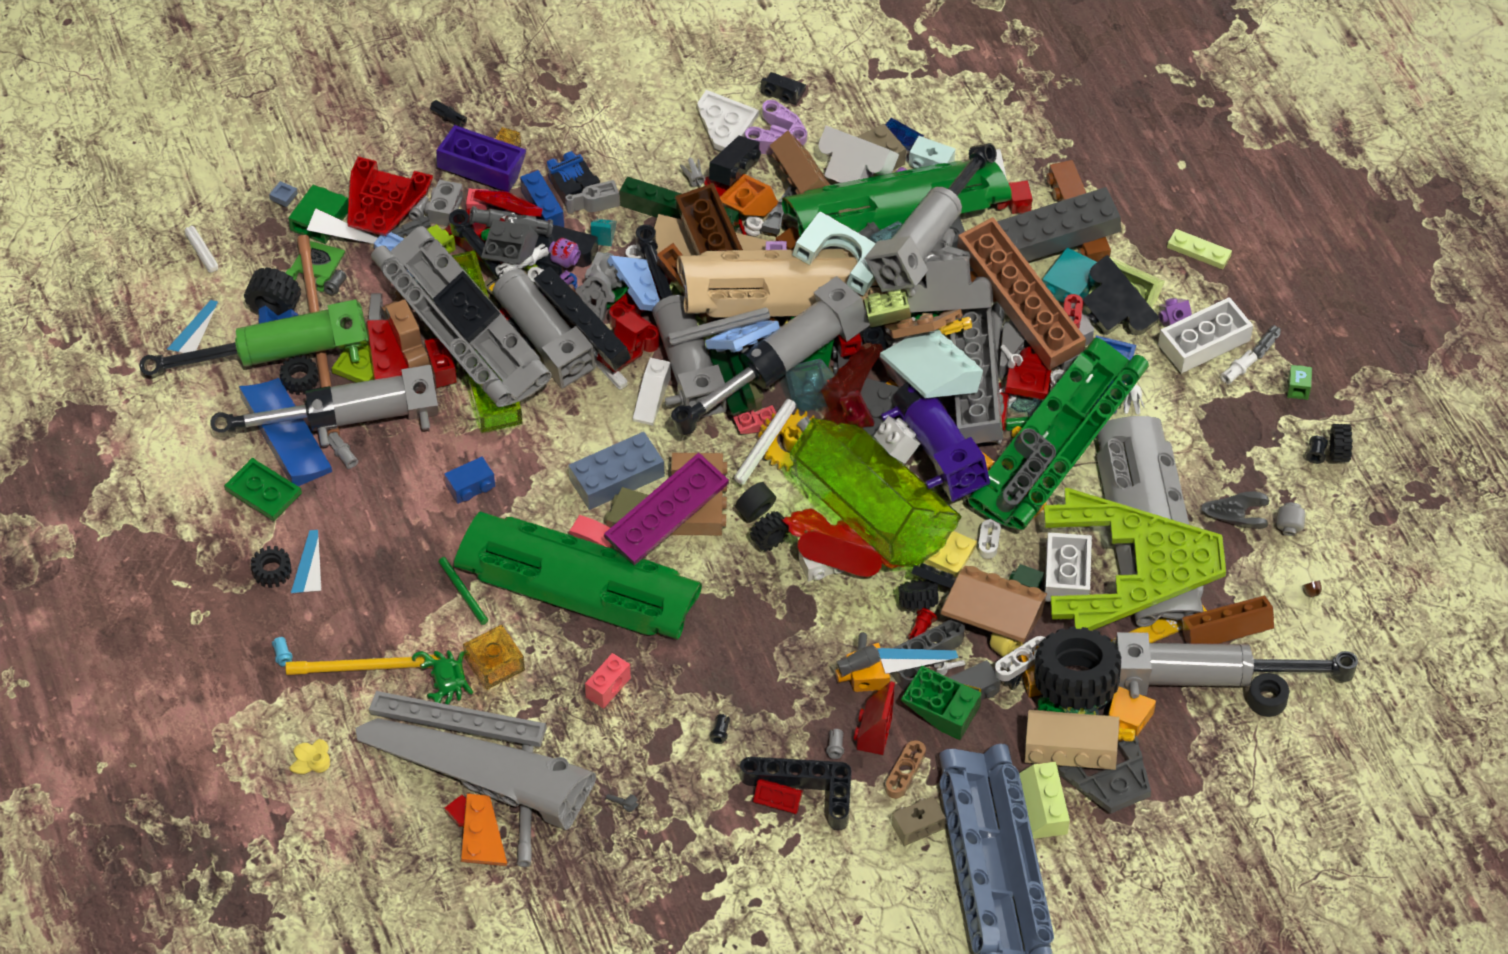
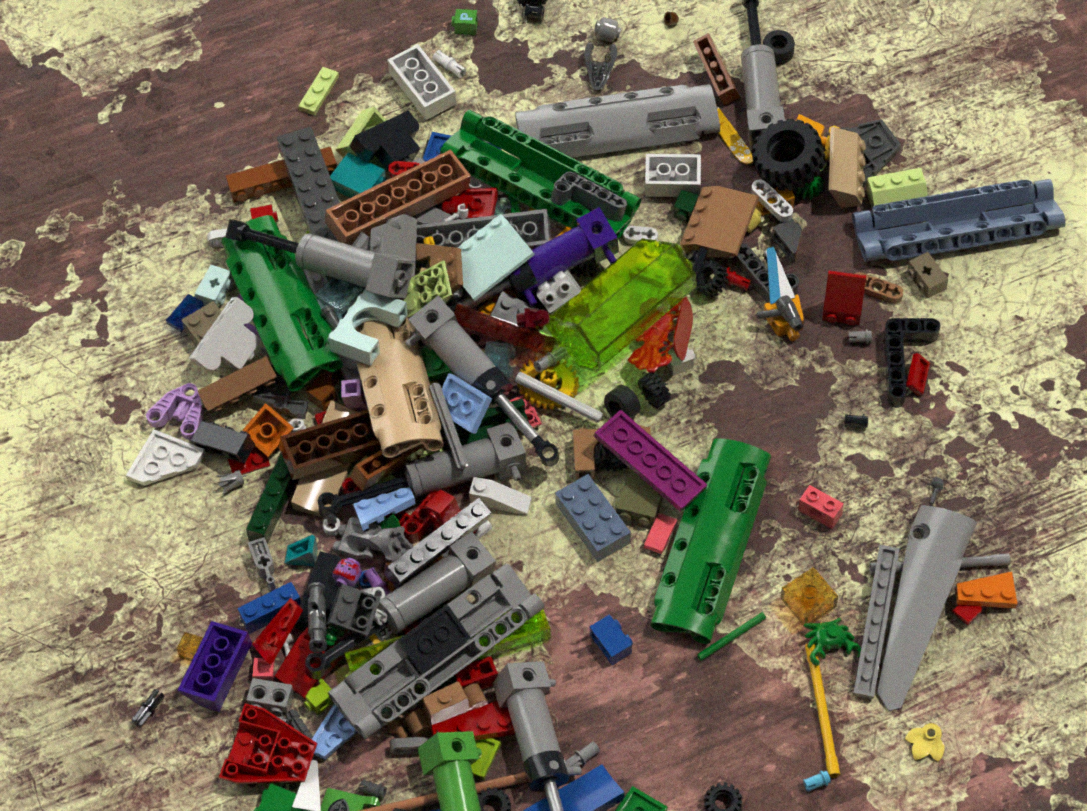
camera: 90 degrees left, 5 degrees up
(308, 572) = (720, 772): dark azure sticker -> none
(570, 175) = (238, 585): hips -> none
(782, 88) = (121, 413): black bracket -> none
(942, 701) = (815, 257): green slope -> none
(1167, 555) = (670, 95): lime wing -> none
(1174, 311) = (396, 102): medium lavender brick -> none
(1266, 341) = (410, 40): dark grey axle -> none

